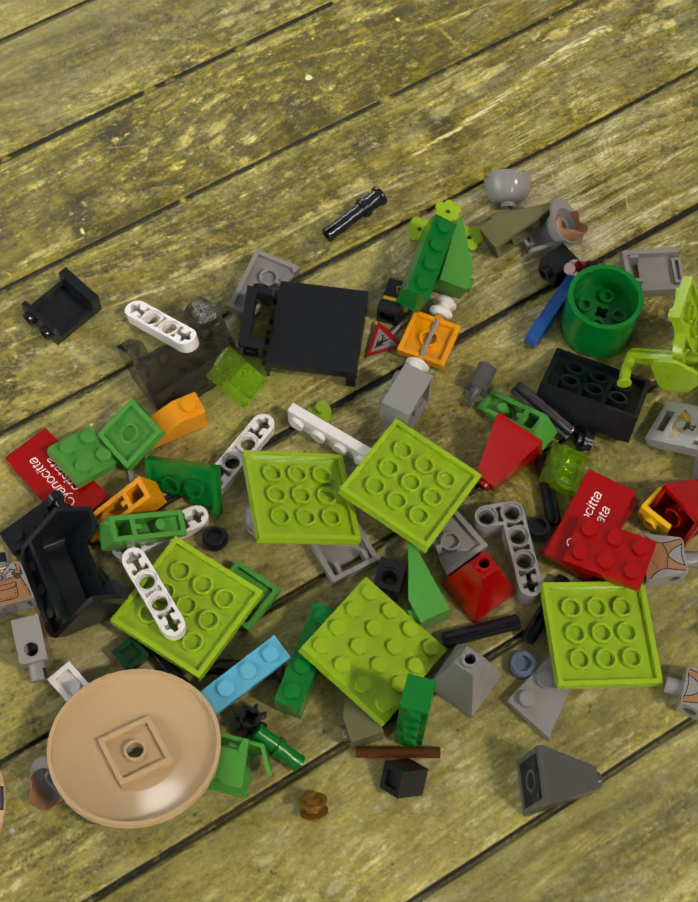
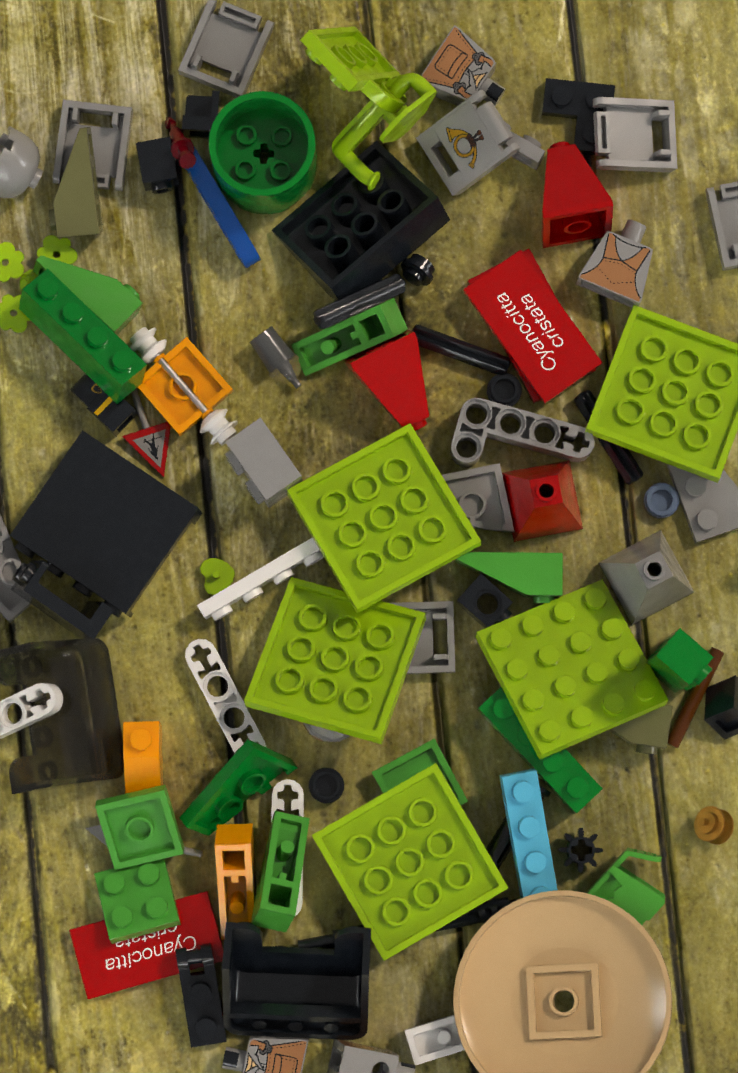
camera: 60 degrees left, 20 degrees up
(131, 654) = (430, 954): dark green plate -> none
(151, 594) = (378, 891): white beam -> none
(236, 377) = (120, 658): clear neon green plate -> none
(278, 747) = (629, 833): green pin -> none
(481, 630) = (598, 526): black axle -> none
(563, 469) = (446, 318): clear neon green plate -> none
(564, 223) = (114, 126): light grey piece -> none
(609, 553) = (586, 327): red plate -> none
(650, 519) = (562, 251): yellow bracket -> none

